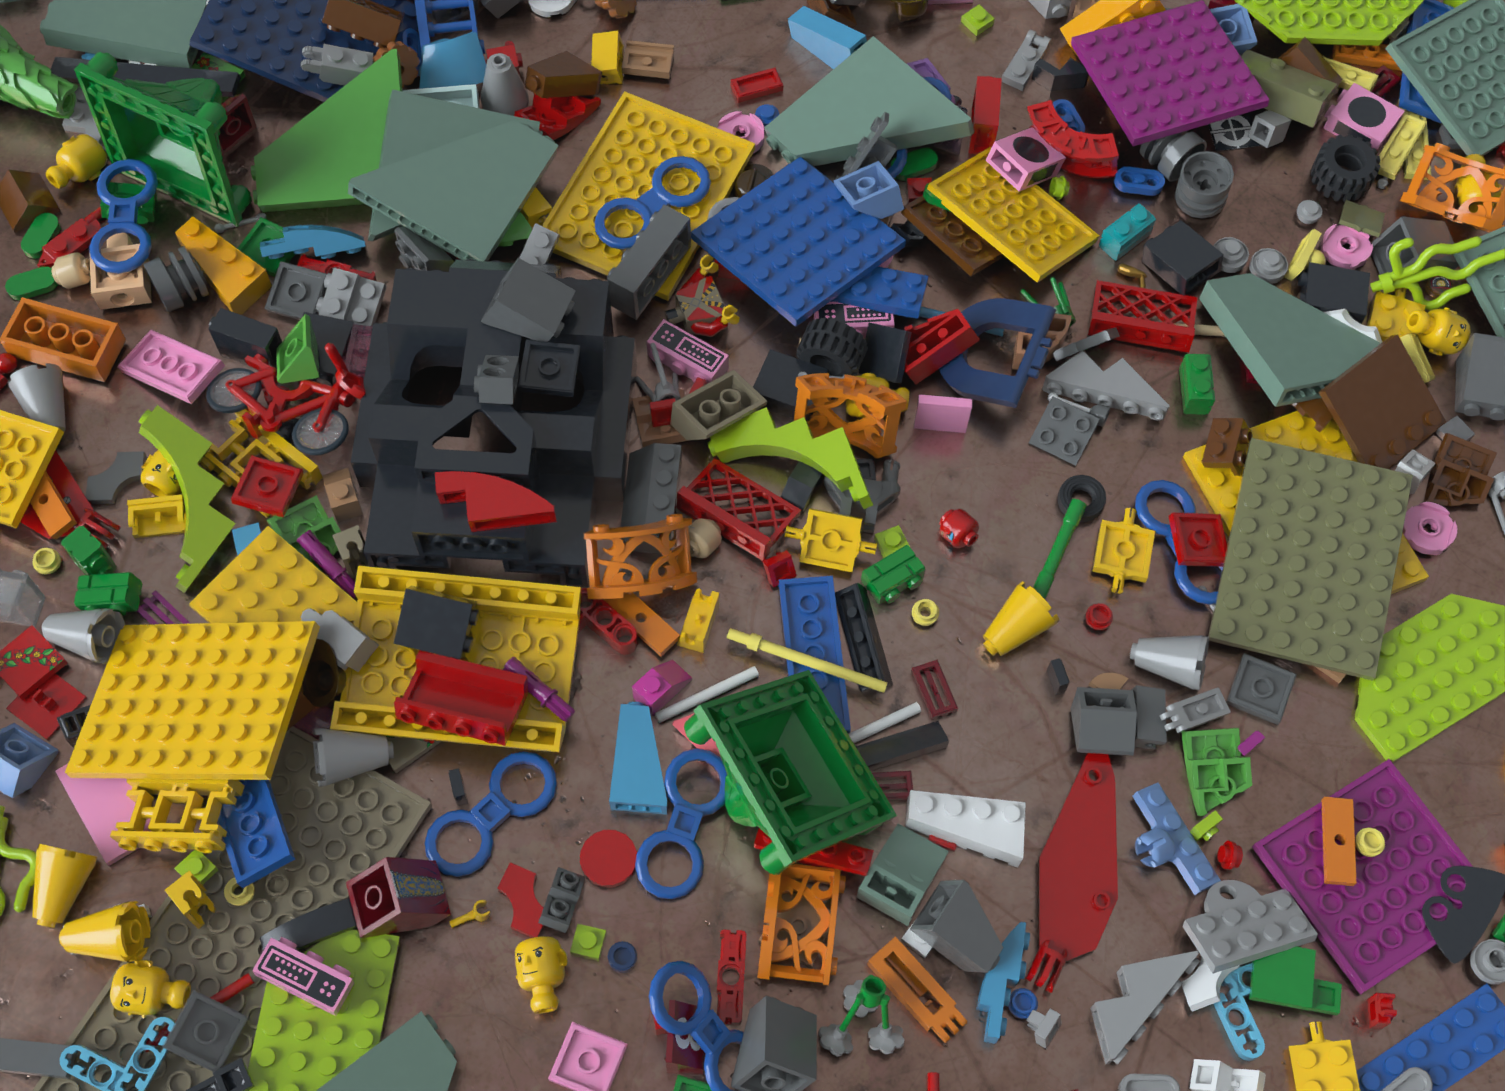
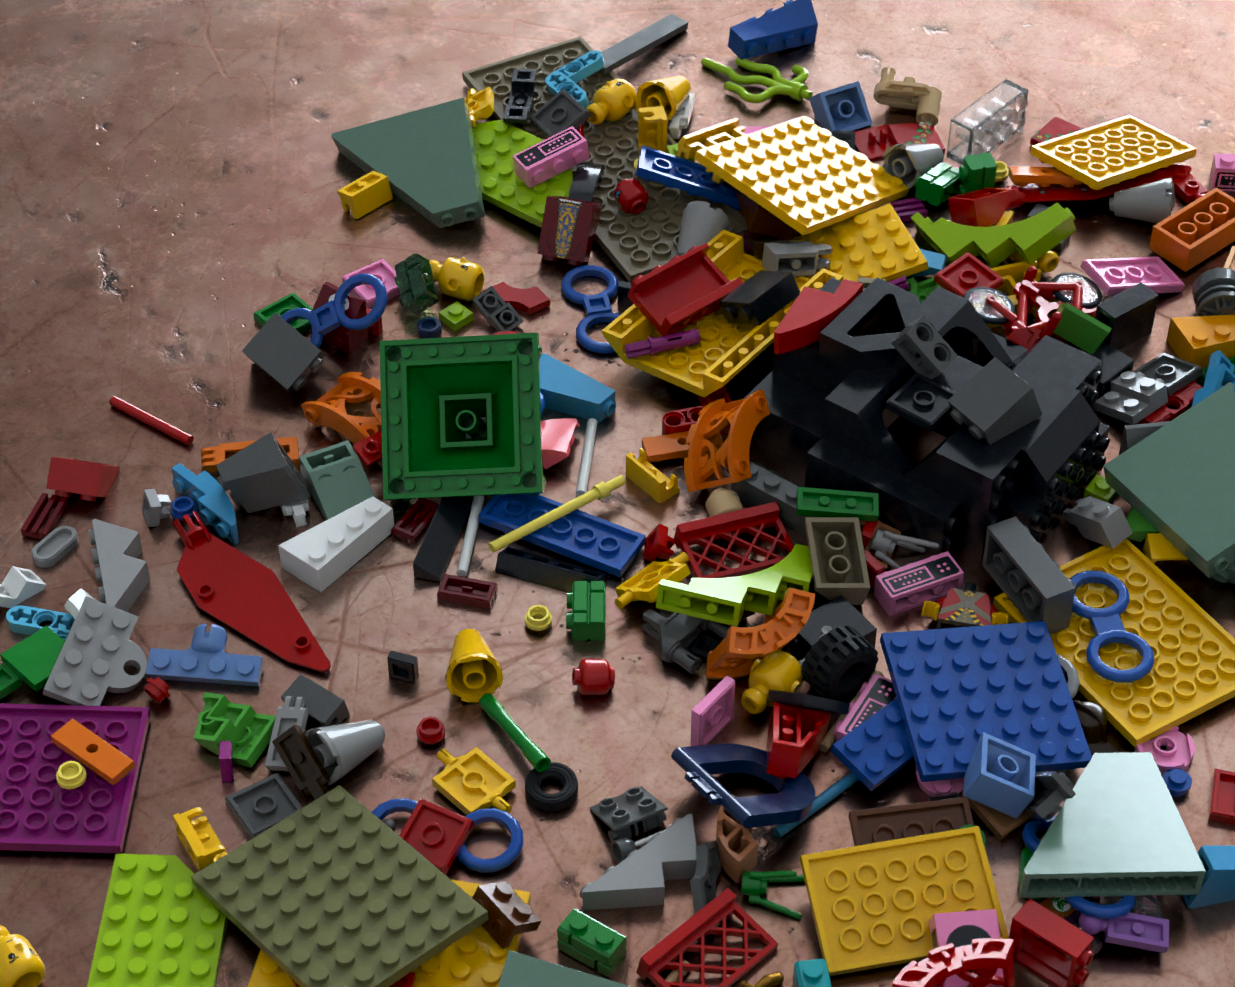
camera: 125 degrees right, 20 degrees down
(58, 882) = (731, 99): yellow cone -> none
(137, 529) = (980, 206): none -> red slope
(311, 865) = (631, 196): none -> red head
(472, 914) = (530, 270): yellow hand -> none
(583, 997) = (416, 284): none -> clear green brick
(660, 685) = (615, 428): dark pink slope -> none
(664, 429) = (837, 503): none -> green plate
(731, 957) = (341, 363): red piece -> none
(859, 1000) = (262, 400): light grey plant -> none
(890, 540) = (621, 633): lime plate -> none
(915, 187) = (999, 858): red plate -> none
(1104, 720) = (337, 663): dark grey slope -> none
(1108, 681) = (366, 703): medium nougat tile -> none
(1207, 827) = (192, 686): lime plate -> none
(1216, 673) = (302, 762): none -> dark brown hinge
(1331, 707) = (198, 838): none -> yellow hinge

